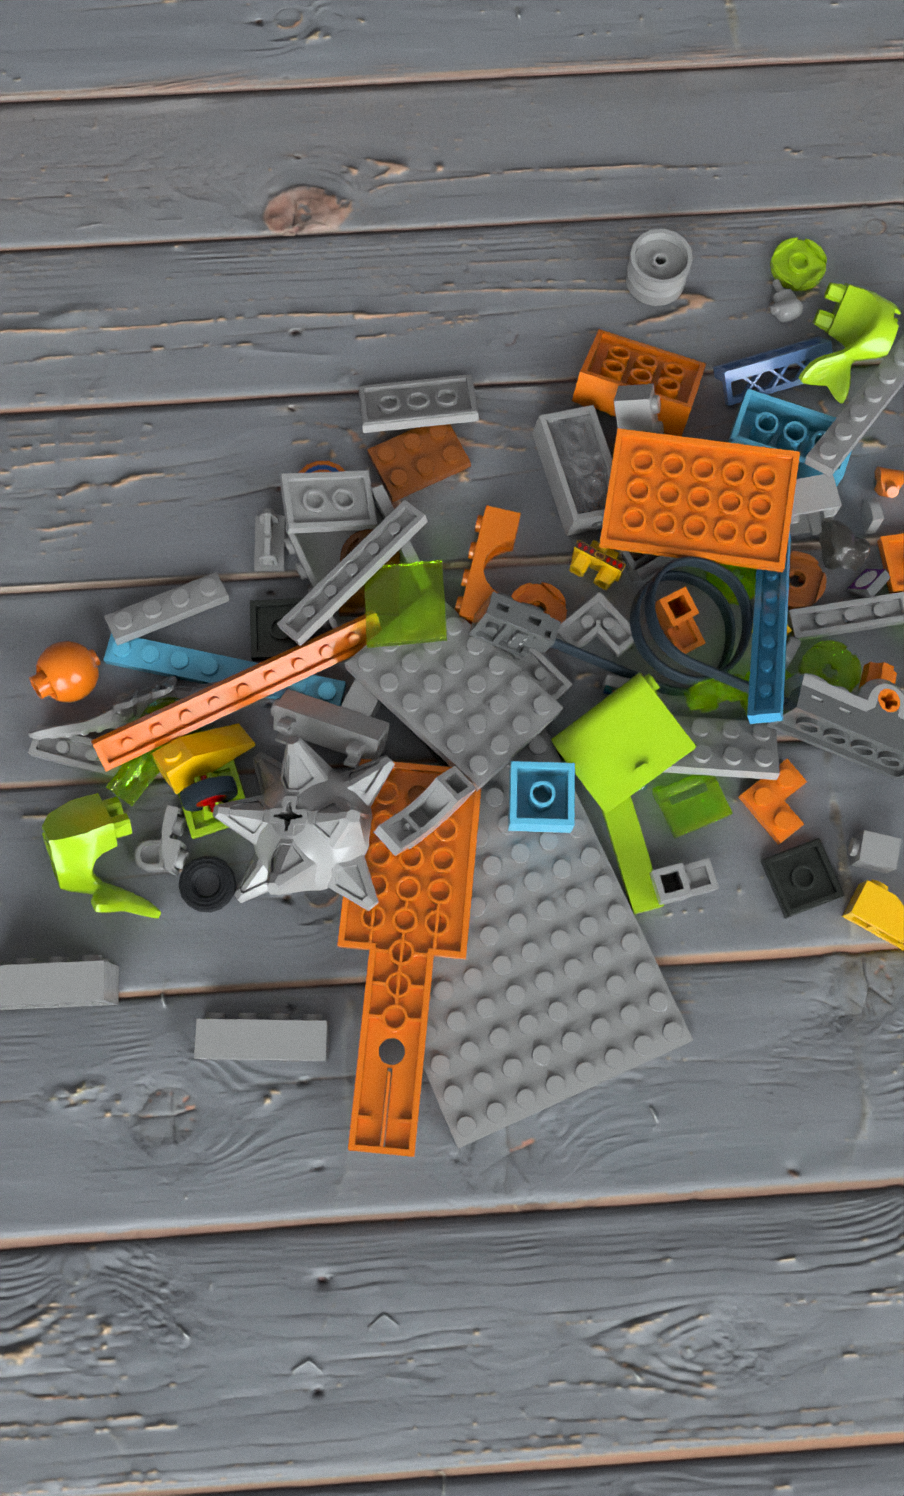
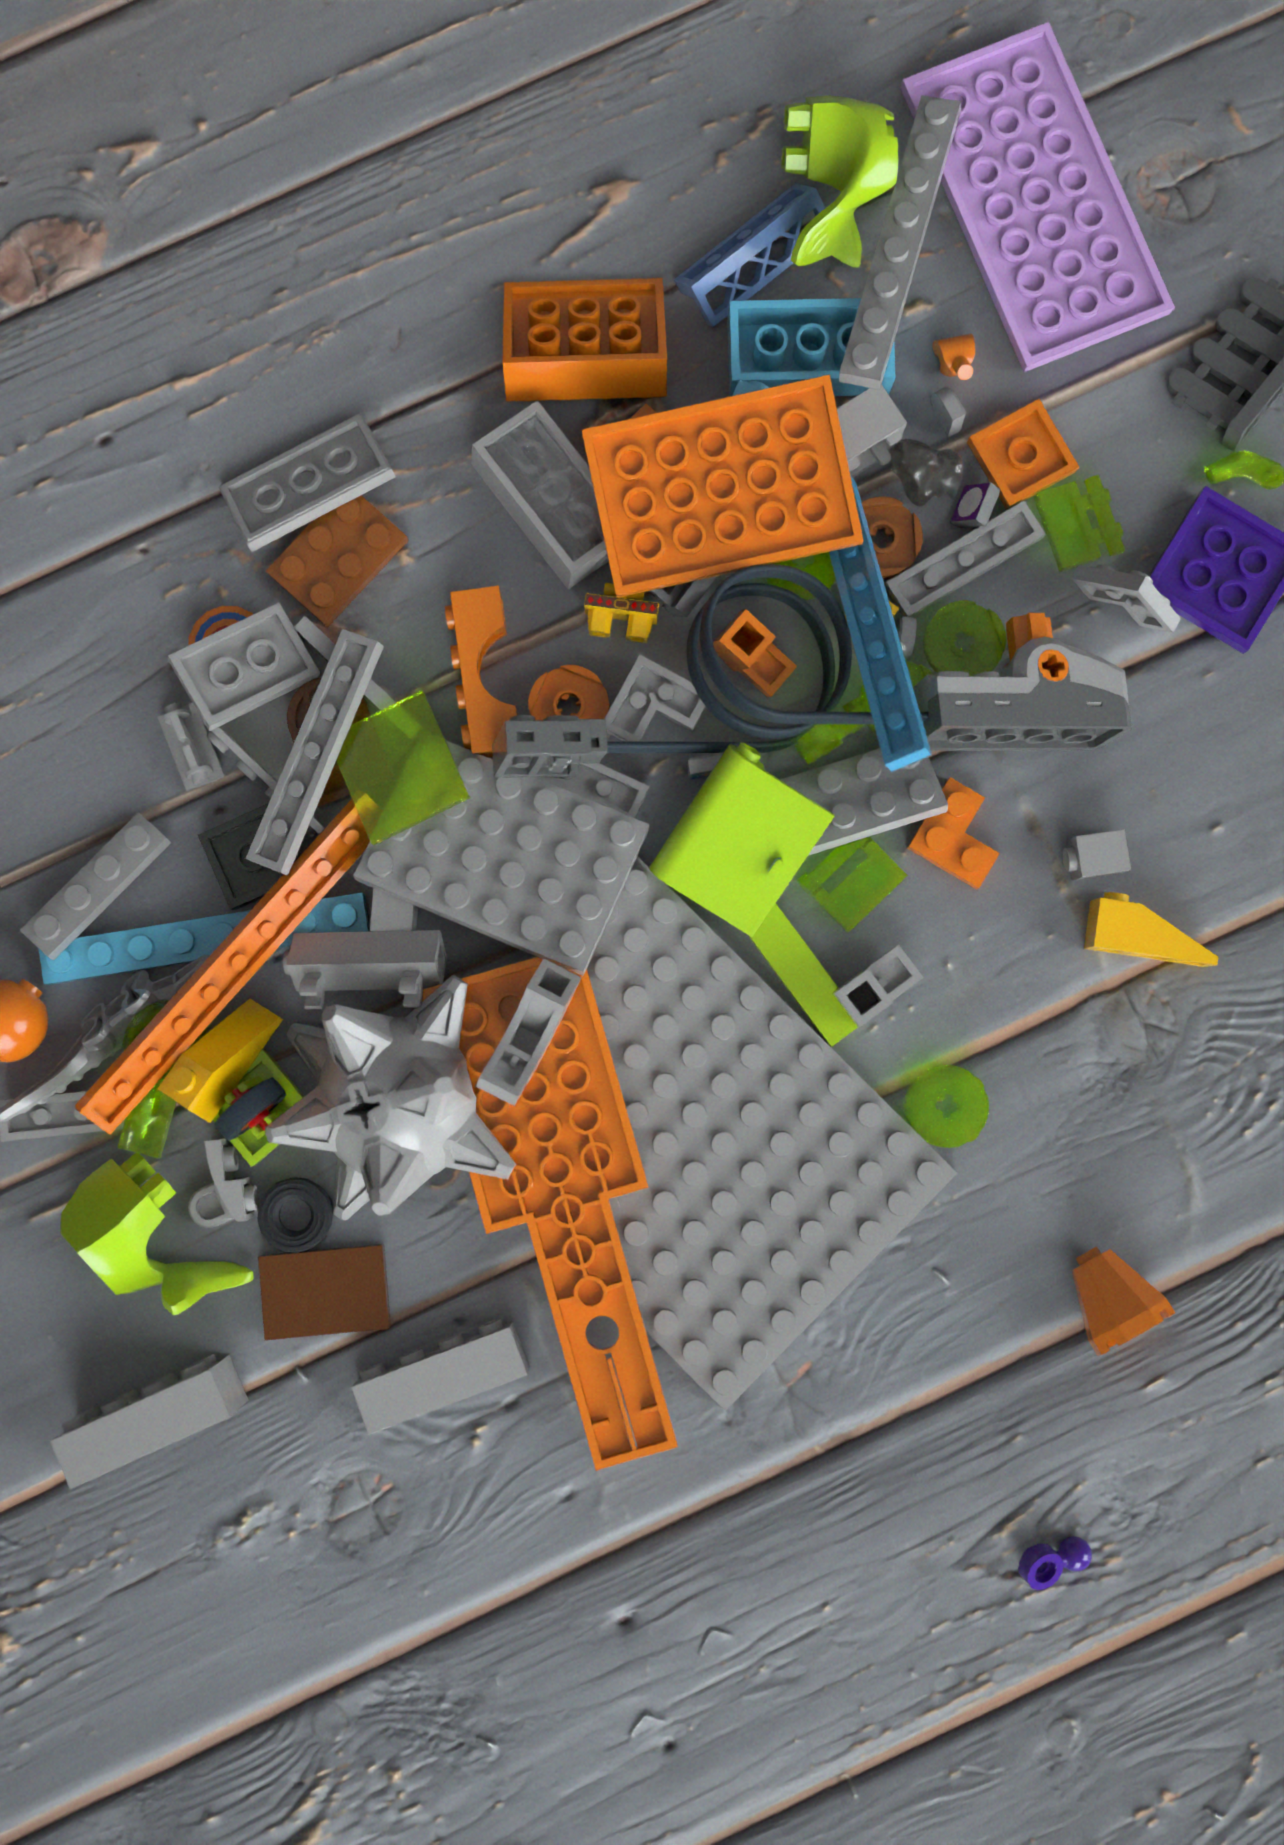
camera: 20 degrees left, 10 degrees up
(205, 947) = (324, 1292): none -> reddish brown tile
(541, 797) = (665, 952): medium azure brick -> none
(638, 408) = (599, 389): light grey brick -> none
(654, 1366) = (1043, 1566): none -> dark purple plate
(658, 267) = (550, 165): light grey wheel -> none
(719, 982) = (962, 1124): none -> clear neon green plate
(779, 1180) = (1115, 1300): none -> orange cone
(785, 305) = (738, 153): light grey piece -> none
(798, 264) = (734, 86): lime tile -> none
(802, 878) = (1020, 921): pearl dark grey tile -> none

